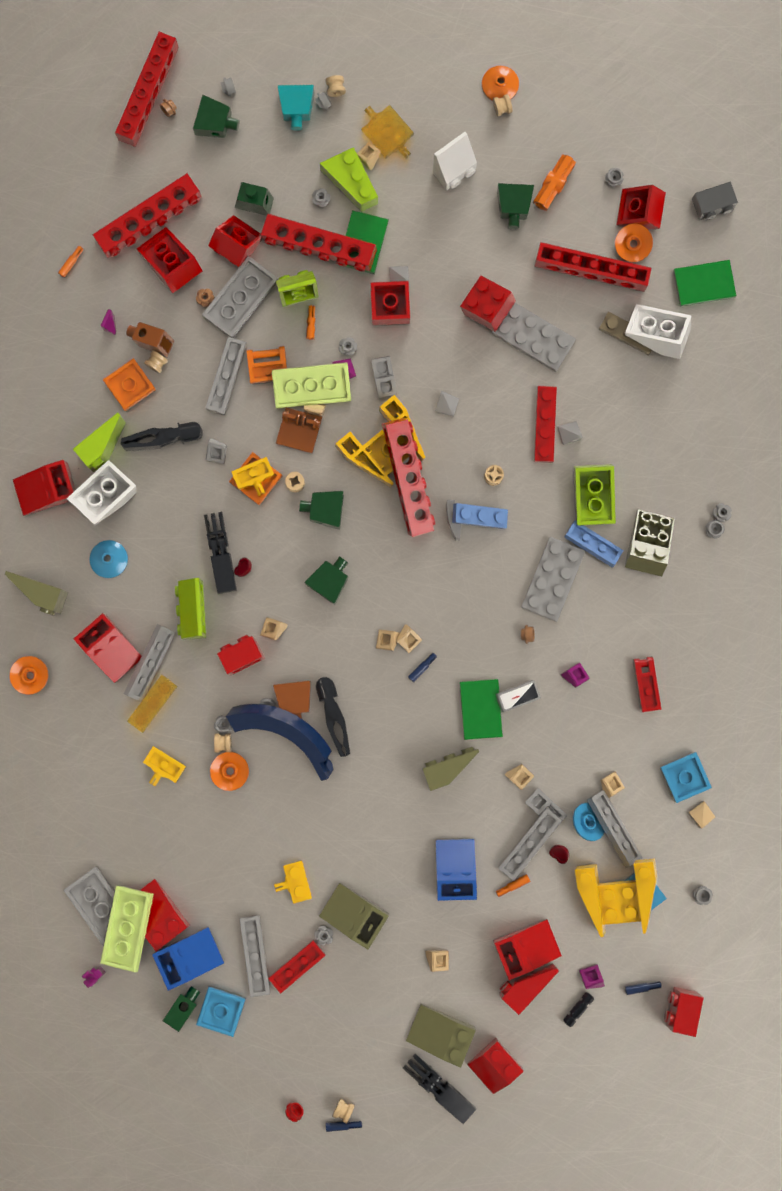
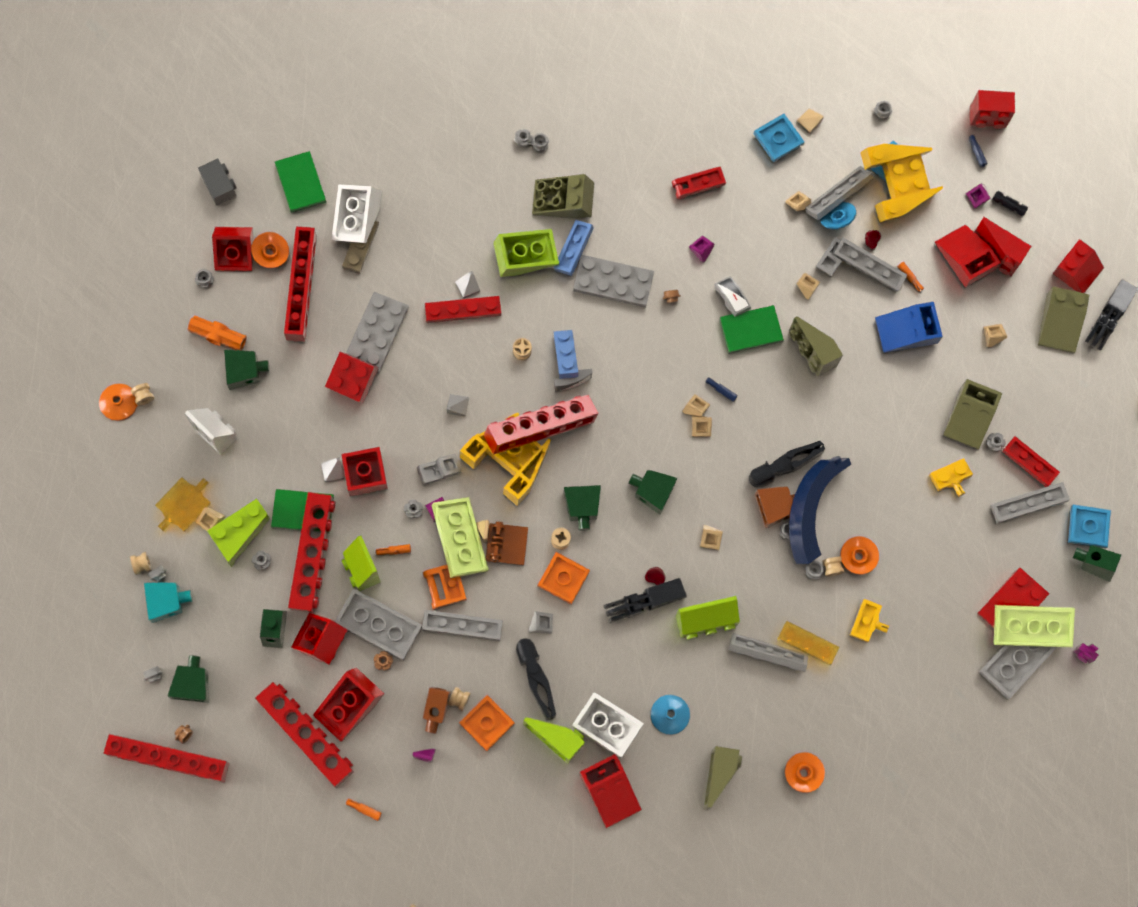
camera: 105 degrees left, 10 degrees down
(108, 647) = (761, 695): slope -> none
(188, 958) = (1048, 564): blue slope -> none
(240, 655) = (745, 560): red brick -> none
(253, 475) = (562, 577): yellow plate -> none

